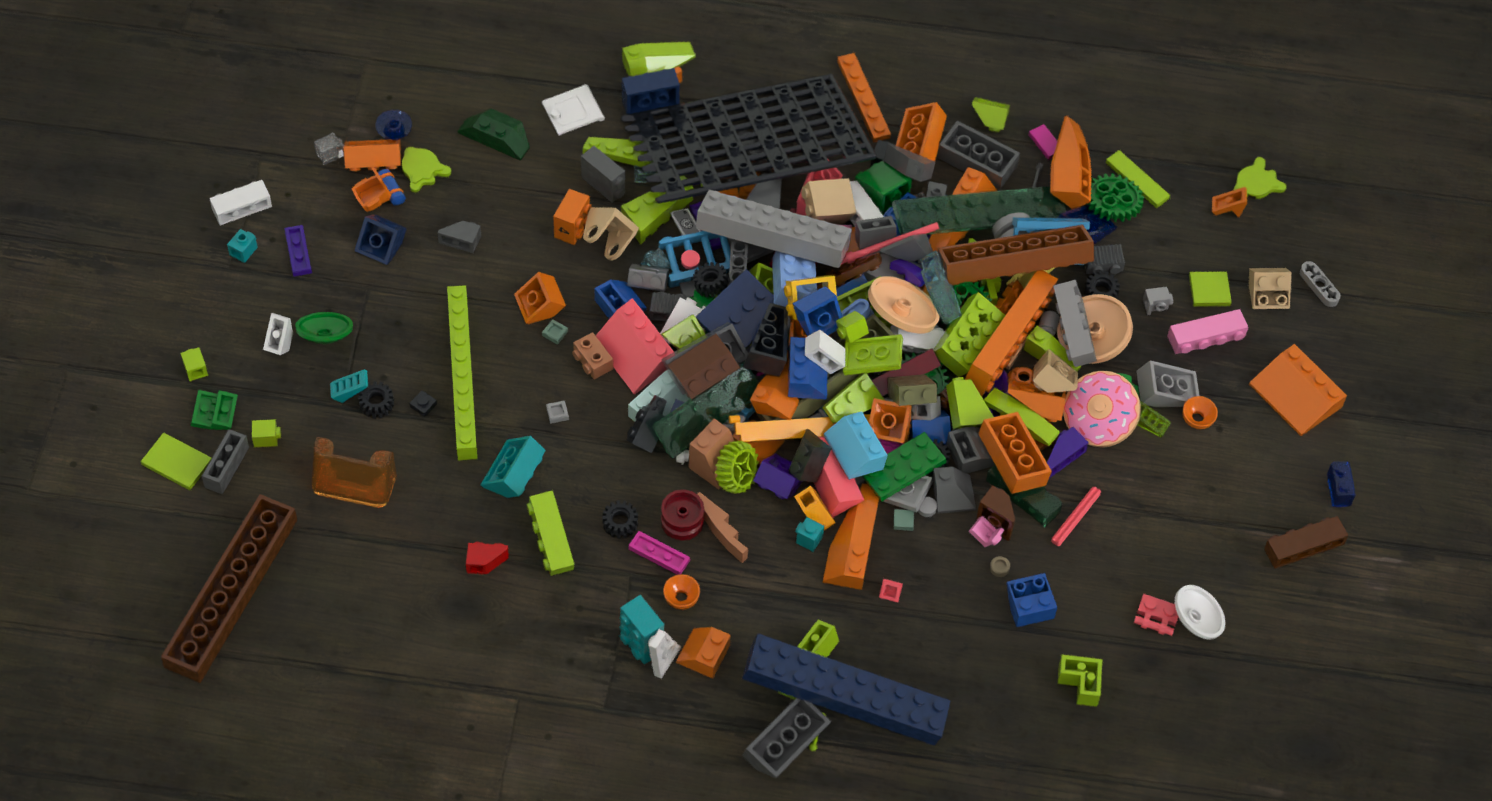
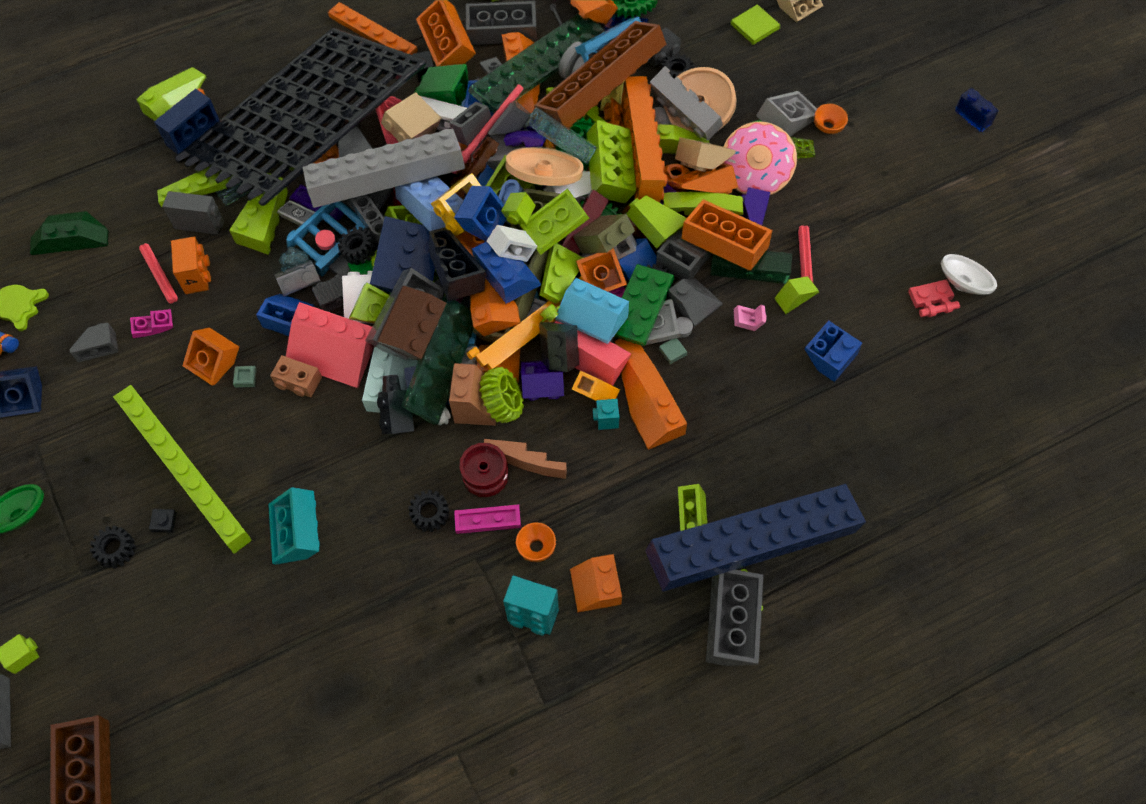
camera: 30 degrees left, 5 degrees up
(342, 388) = (75, 552): teal slope -> none
(352, 478) = (138, 644): clear orange windscreen -> none
(485, 557) = (326, 634): red slope -> none
(512, 247) = (150, 325): none -> dark pink slope
(544, 207) = (158, 273): none -> coral axle
(550, 533) = (374, 567): lime wedge -> none
(557, 412) = (298, 448): light grey tile -> none
(575, 107) = (129, 174): white container -> none
(619, 226) = (235, 247): tan hose -> none
(662, 652) = (564, 615): white wing -> none
(820, 426) = (549, 313): none -> lime plate
(890, 590) = (712, 418): coral slope -> none
(909, 163) = (454, 54): dark grey slope -> none
(998, 510) = (749, 291): reddish brown slope -> none
(1000, 566) = (781, 339): dark tan tile -> none
(1041, 536) = (795, 293): none -> lime slope
(1083, 673) = (931, 386): lime brick -> none
(1157, 299) = (725, 54): light grey brick -> none
(1207, 331) = (782, 55): bright pink brick -> none
(1298, 390) = (884, 59): orange slope -> none
(1305, 541) = (992, 169): reddish brown brick -> none

